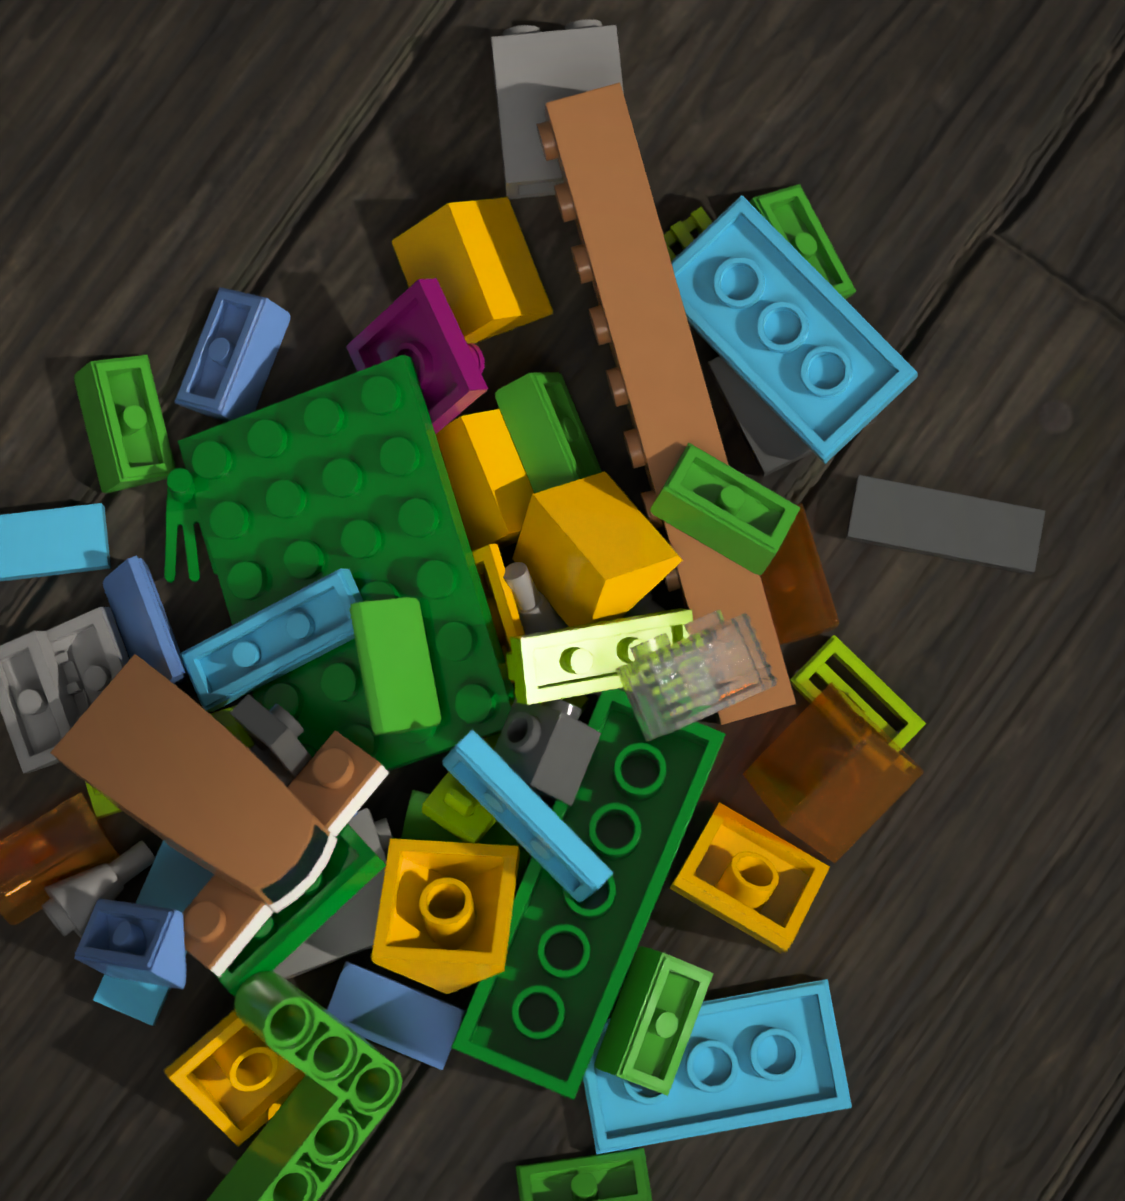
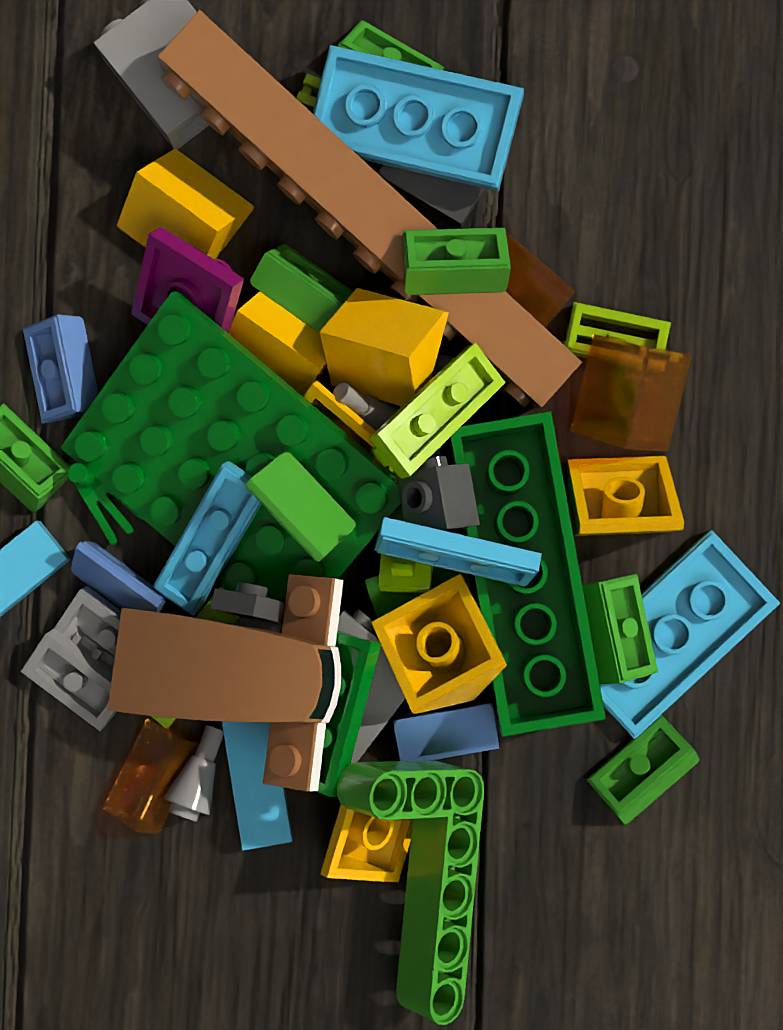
camera: 25 degrees left, 5 degrees up
(135, 943) = (246, 800): medium blue slope -> none
(695, 676) = (509, 383): clear brick -> none
(945, 525) = (600, 184): dark grey tile -> none

